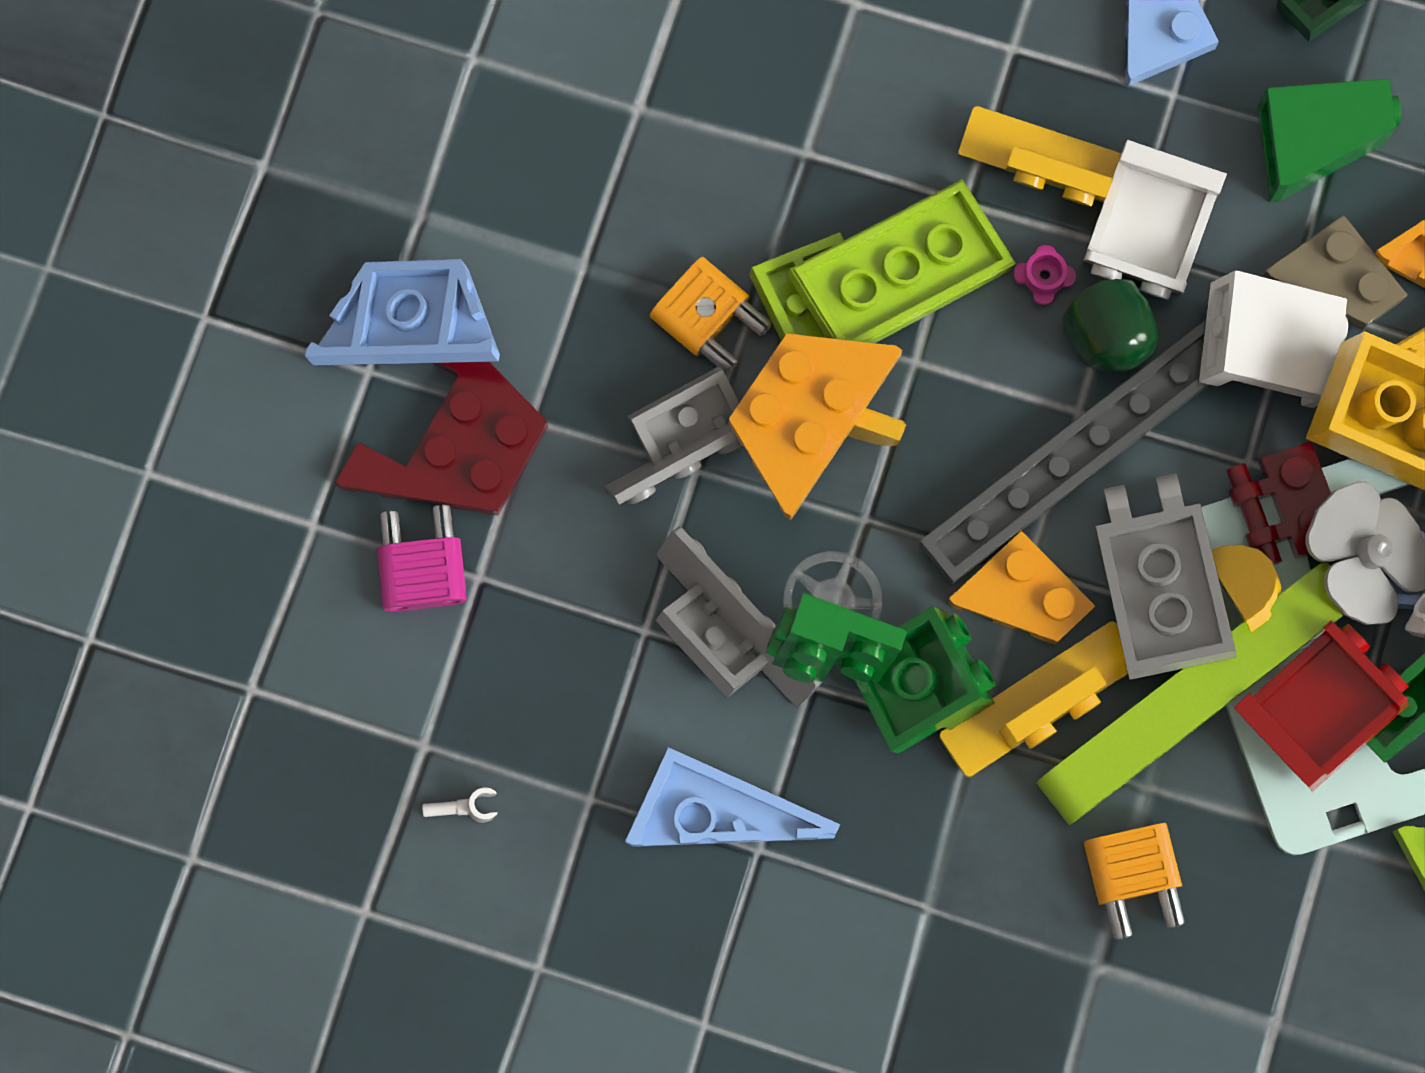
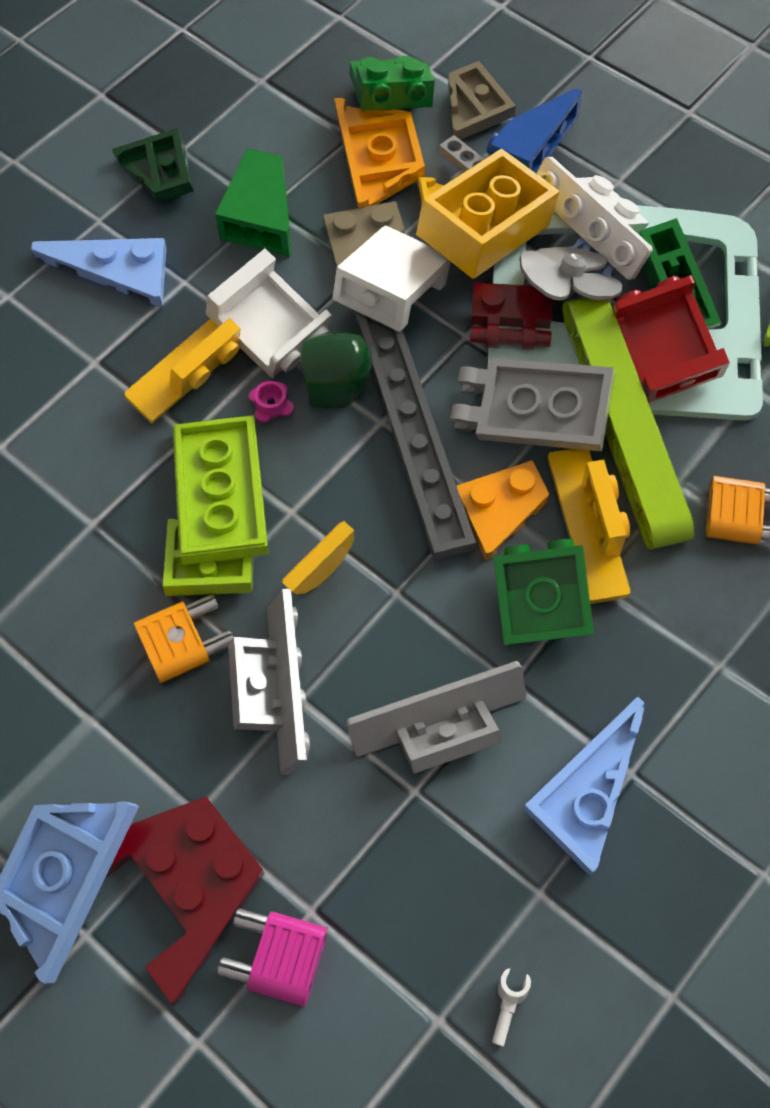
camera: 65 degrees left, 15 degrees down
(806, 408) = (298, 585): light orange wing -> none
(826, 635) = (497, 625): green plate -> none
(836, 589) = (451, 637): clear wheel -> none
(1248, 581) = (564, 346): yellow tile -> none

